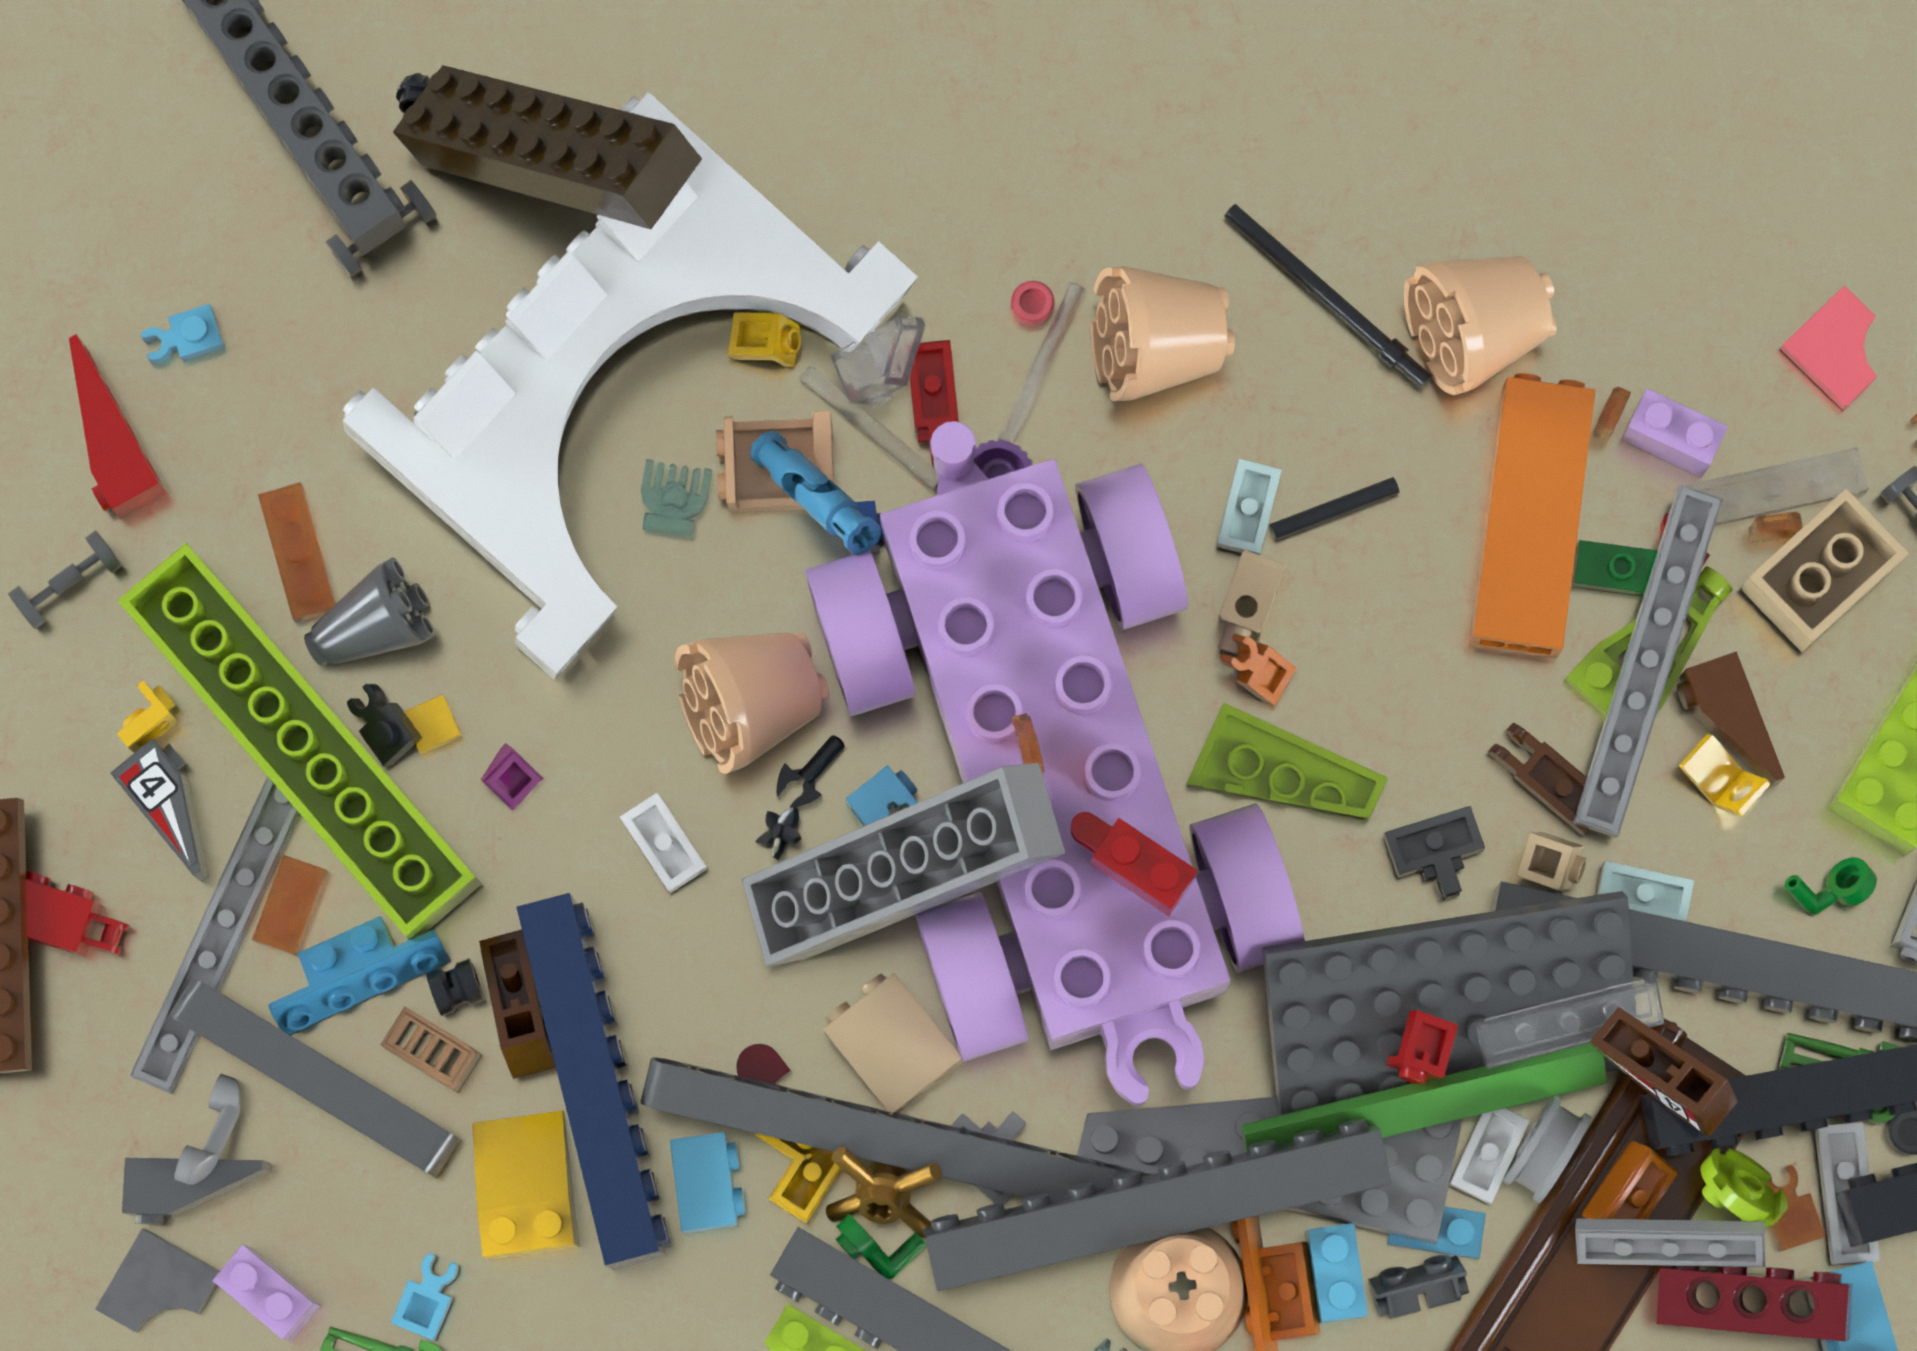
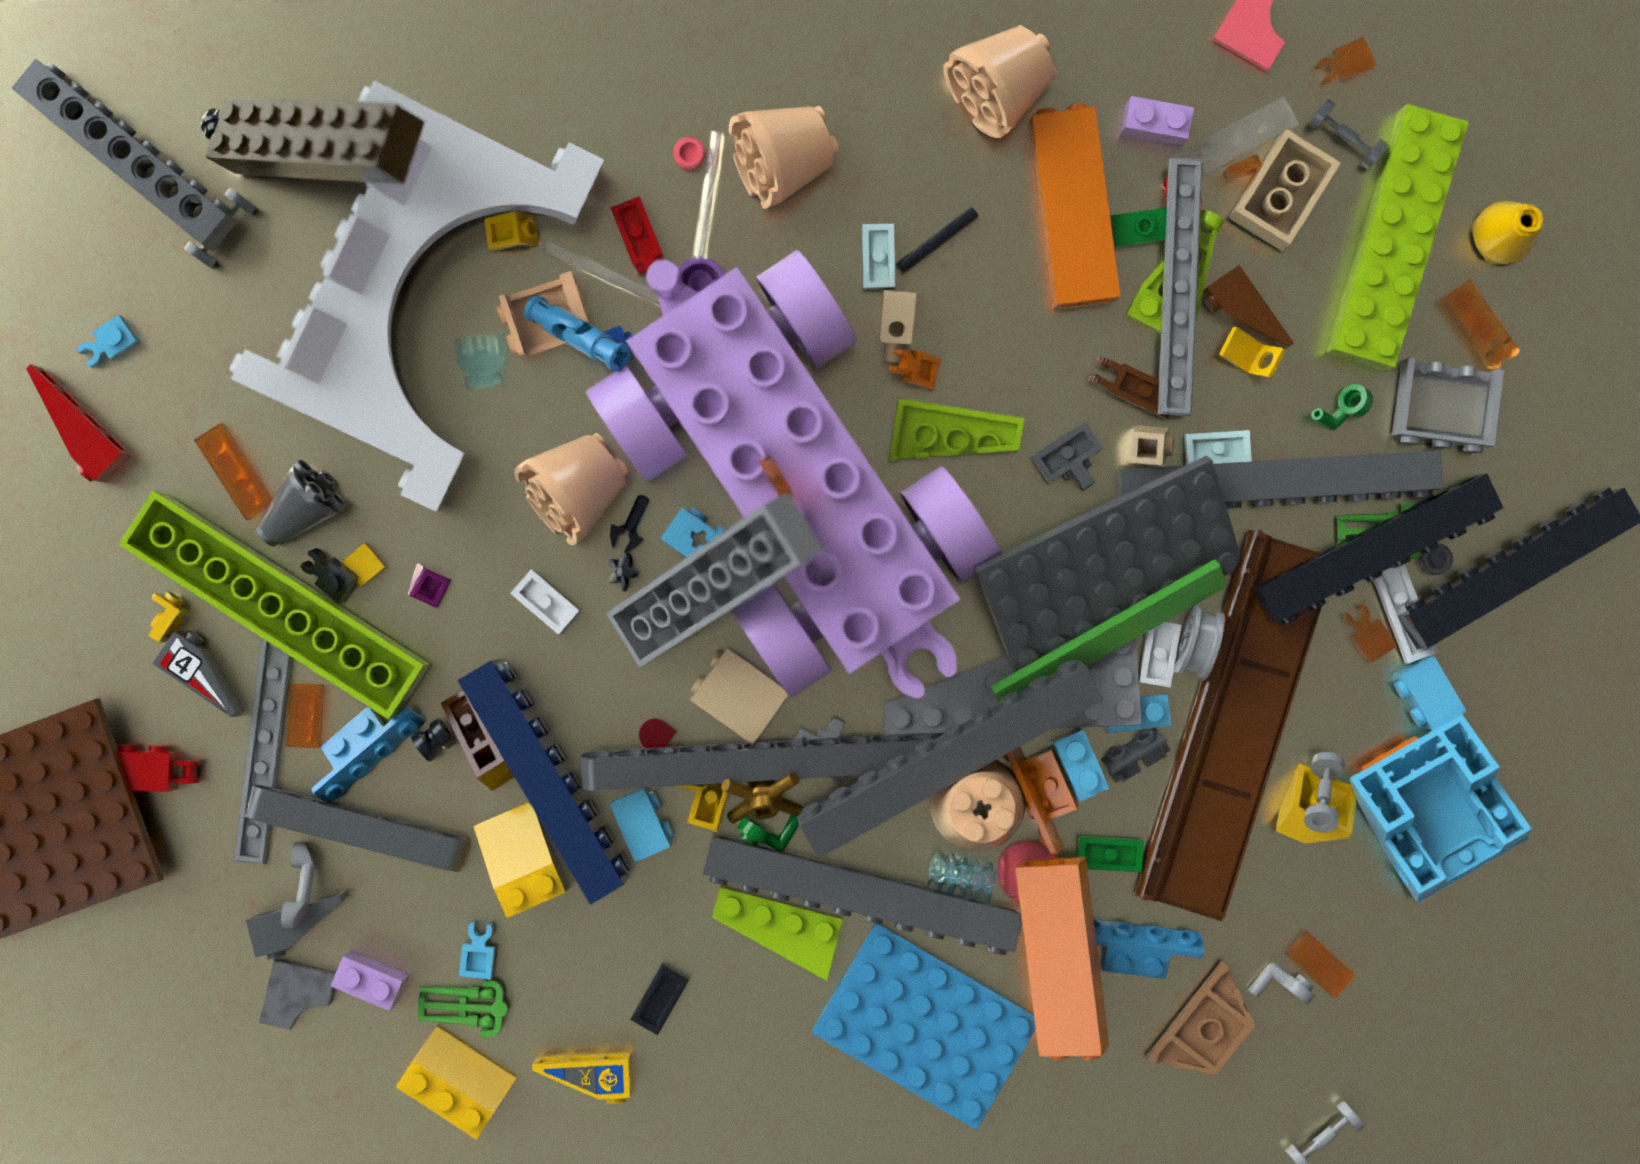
camera: 15 degrees left, 10 degrees up
(64, 579) = (60, 562): dark grey wheel -> none
(462, 1066) = (454, 795): medium nougat slope -> none
(879, 361) = (595, 226): clear slope -> none
(1134, 861) = (872, 539): red brick -> none
(1391, 352) = (947, 118): black bar -> none
(1424, 1048) = (1101, 601): red bracket -> none
(1564, 1022) = (1193, 554): clear tile -> none
(1611, 413) = (1109, 120): clear orange tile -> none
(1632, 1185) = (1260, 654): orange slope -> none
(1666, 1071) = (1267, 571): reddish brown slope -> none
(1670, 1242) = (1298, 682): light grey tile -> none
(1741, 1187) = (1334, 632): lime plate -> none
(1827, 1321) = (1316, 723): dark red brick -> none

